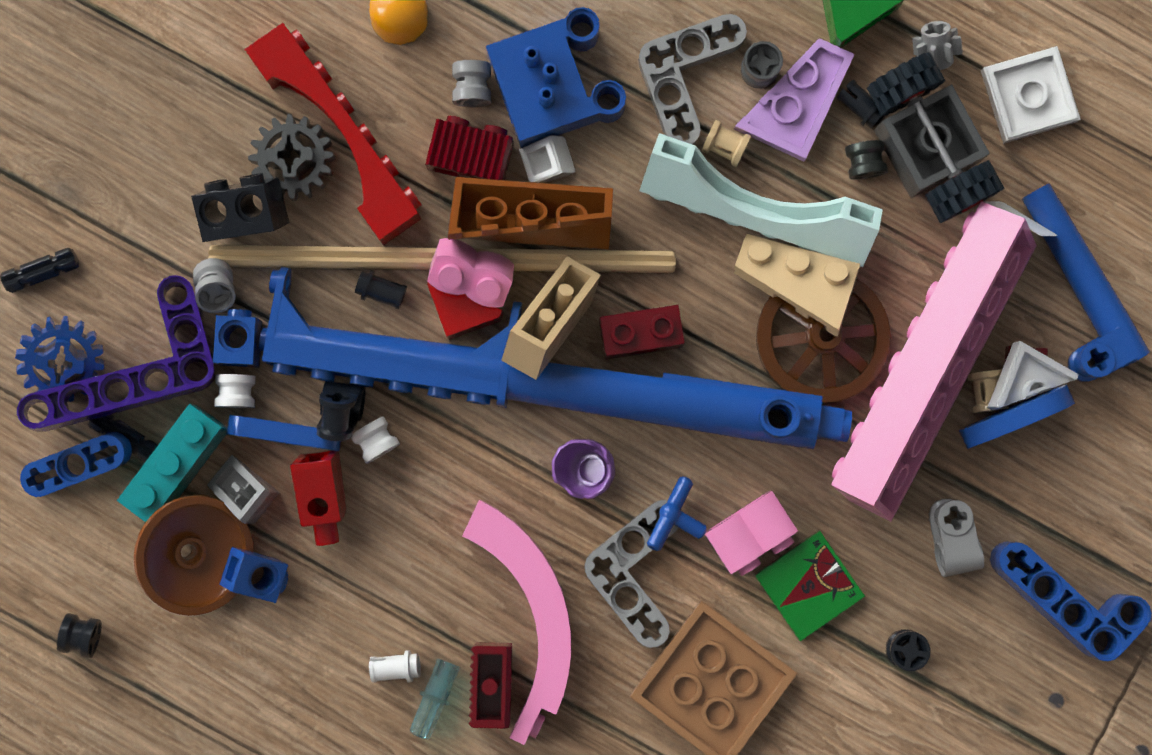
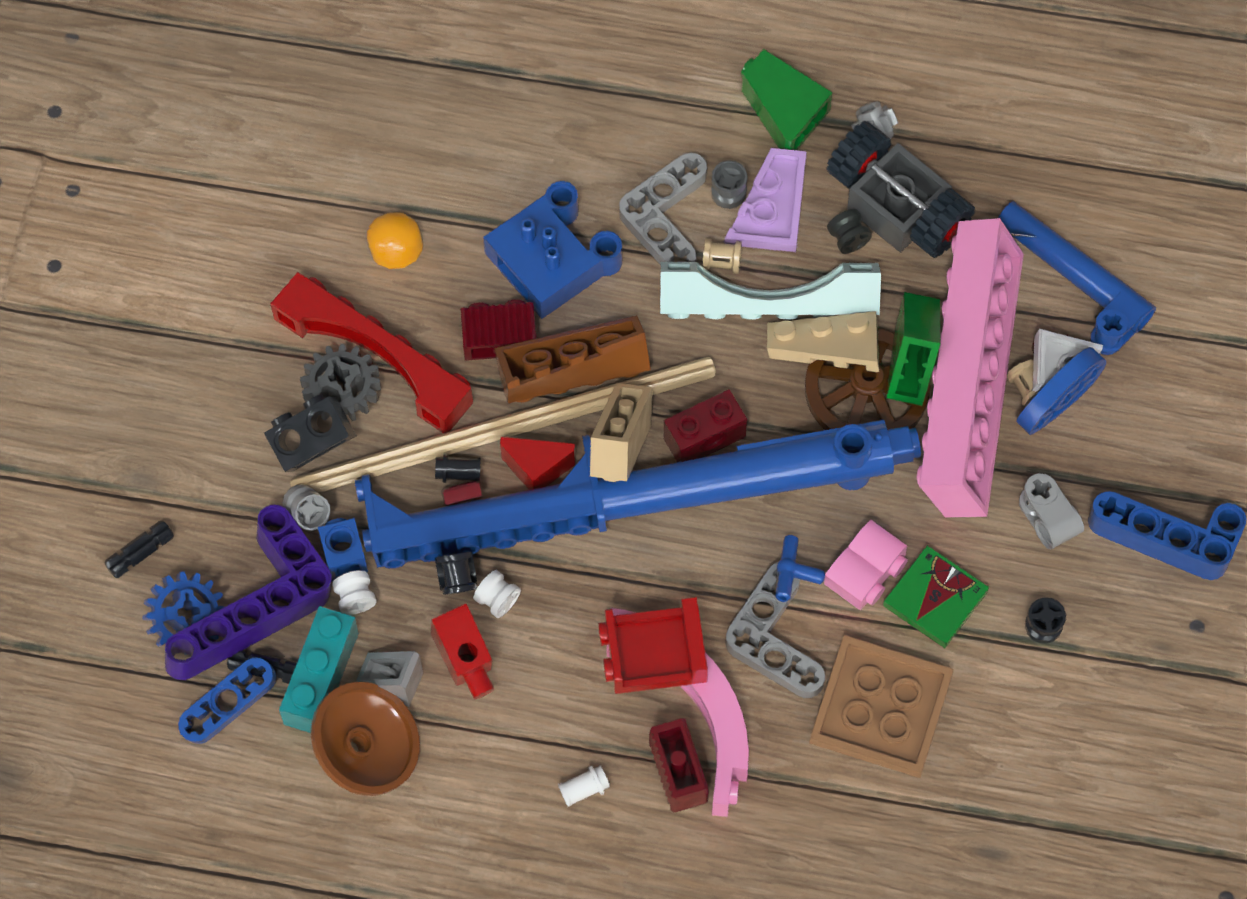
camera: 15 degrees left, 20 degrees down
(79, 635) = (278, 850): black wheel -> none
(239, 571) = (413, 745): blue brick -> none
(278, 432) = (405, 614): blue beam -> none
(374, 319) = (461, 492): none -> dark red tile
(434, 698) = (630, 800): clear light blue axle -> none
(471, 83) = (480, 276): light grey wheel -> none
(479, 275) = (524, 421): bright pink brick -> none
(504, 562) = (654, 648): none -> red panel
(547, 159) = (567, 315): white slope -> none
(583, 468) = (695, 555): medium lavender hair -> none
(862, 106) = (827, 190): black pin -> none
(884, 320) = (914, 348): none -> green slope
(1030, 94) = (970, 141): white tile -> none

